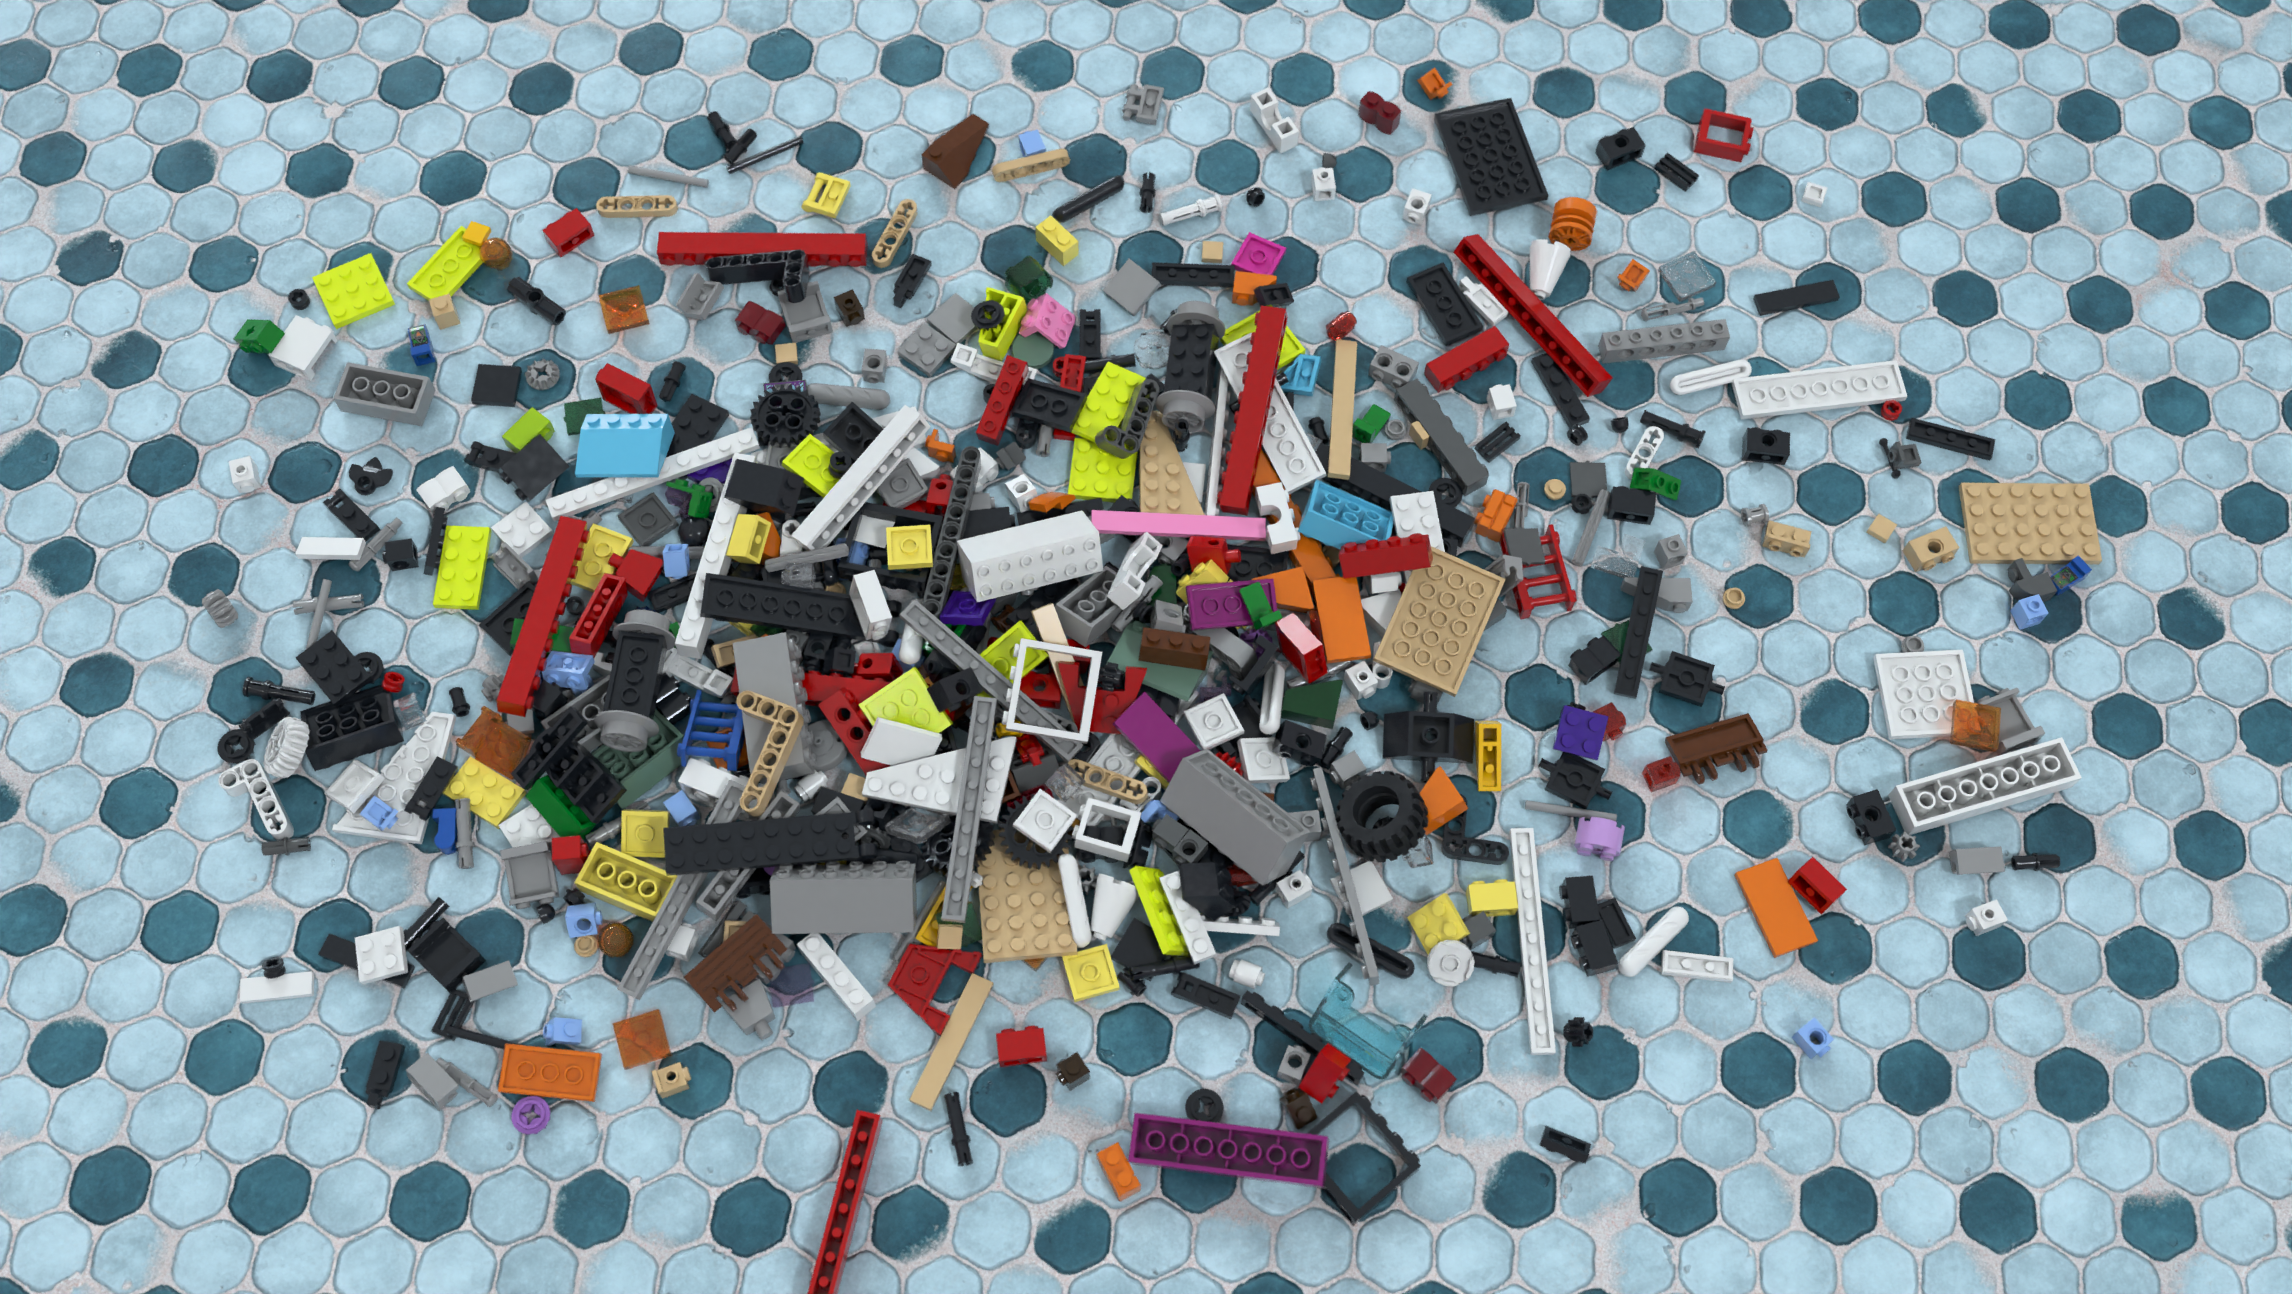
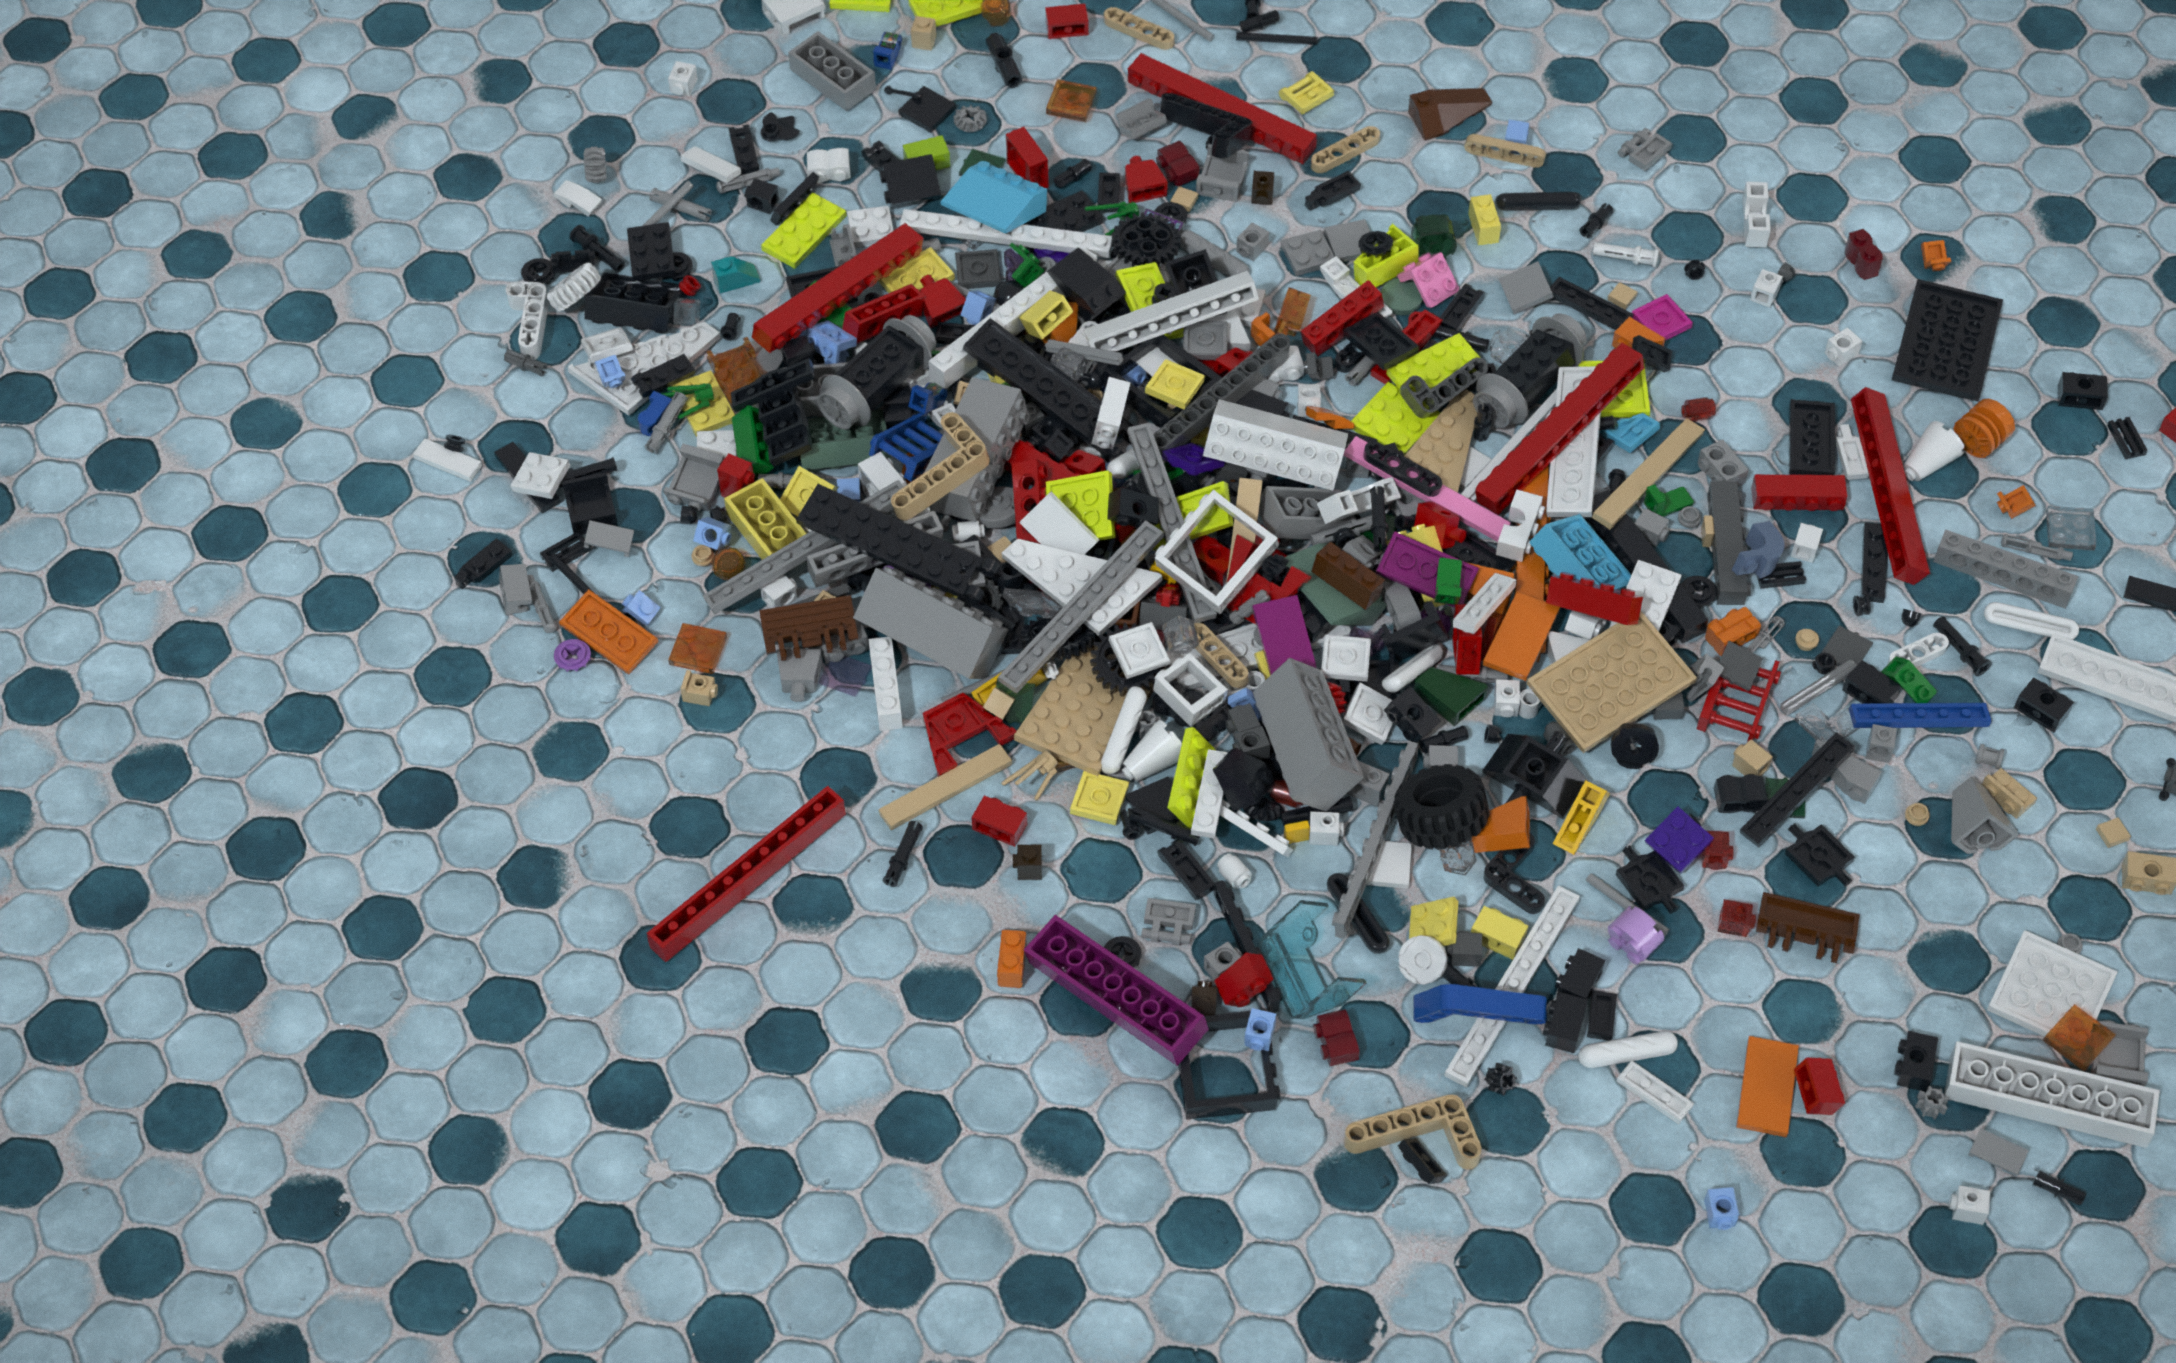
camera: 35 degrees right, 10 degrees down
(223, 648) = (576, 195): none -> white slope
(427, 647) = (733, 274): none -> teal slope
(448, 384) = (888, 90): none -> black hinge
(481, 787) = (701, 393): none -> green plant
(693, 673) = (930, 396): none -> blue leg
(716, 382) = (1108, 189): none -> black plate
(740, 355) = (1144, 180): none -> red torso
(746, 396) = (1123, 211): none -> green plant
(952, 415) = (1292, 312): none -> clear orange hinge
(1027, 972) = (1043, 764): none -> tan plant
(1106, 724) = (1245, 609): none -> light grey axle
(1150, 516) = (1404, 466): none -> black beam
(1168, 586) = (1379, 527): none -> black pin
(1219, 1047) = (1168, 914): none -> light grey plate
(1274, 906) = (1297, 832): none -> yellow tile
(1302, 611) = (1484, 603): none -> white plate
(1375, 1104) = (1262, 1021): none -> light blue brick
(1480, 426) = (1766, 551): none -> sand blue arch
(1493, 657) = (1641, 755): none -> black plate
(1523, 981) = (1479, 1003): none -> blue beam
(1540, 1113) = (1419, 1126): none -> tan beam
(1583, 624) = (1751, 759): none -> tan brick
(1684, 510) = (1920, 715): none -> blue plate
(1782, 576) = (1978, 819): none -> light grey slope

